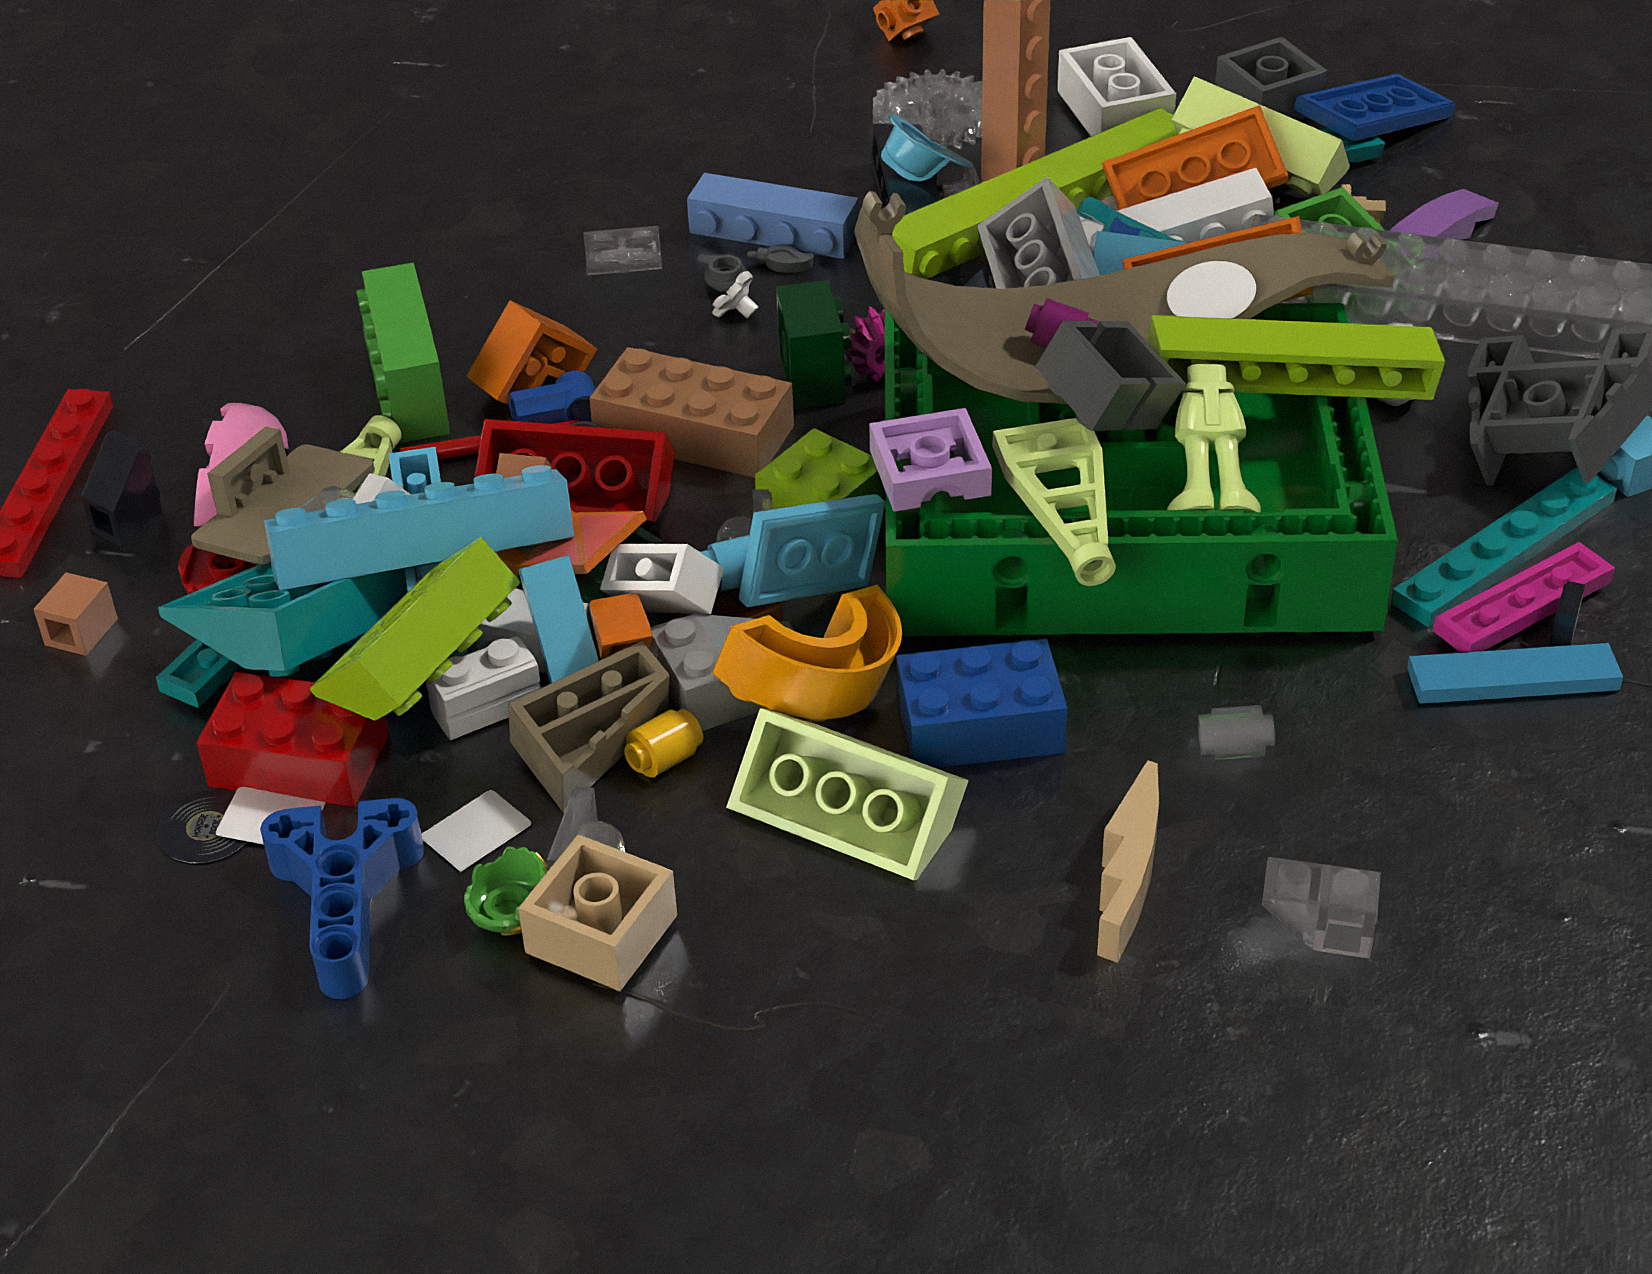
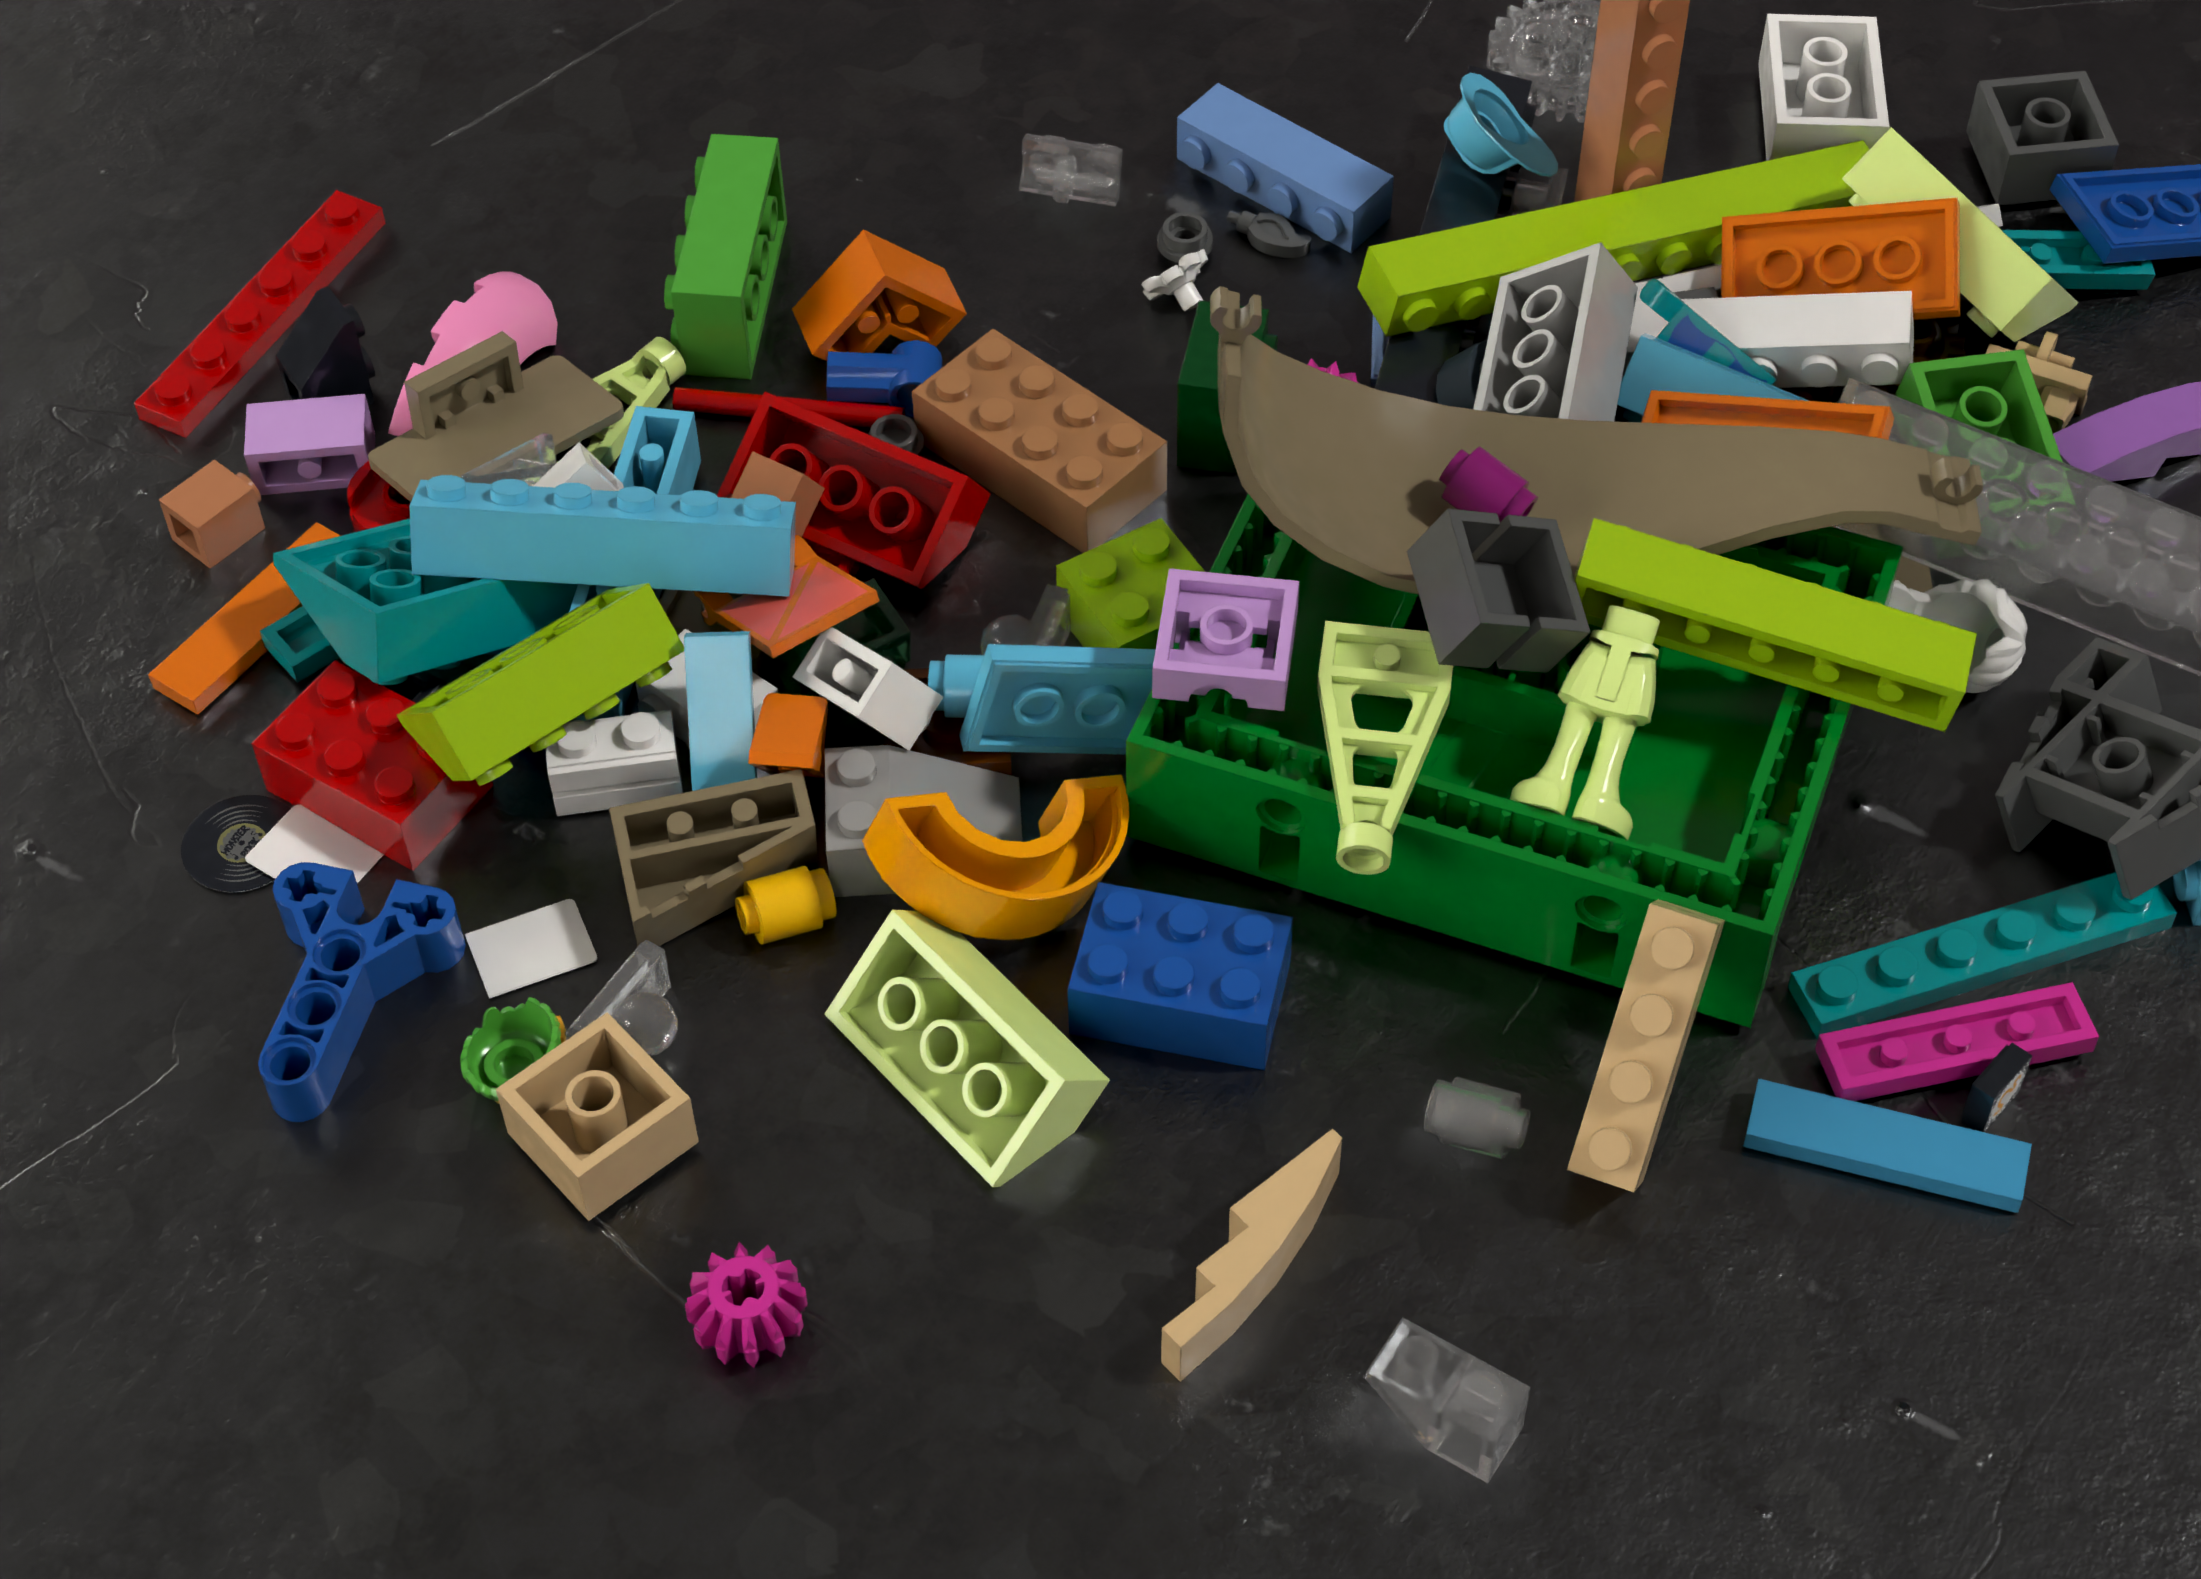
camera: 20 degrees right, 10 degrees up
(132, 548) = (307, 443): none -> lavender brick
(133, 687) = (230, 638): none -> orange tile
(776, 1004) = (746, 1304): none -> dark pink gear
(1212, 290) = (1710, 493): white sticker -> none
(1342, 637) = (1645, 1045): none -> tan brick

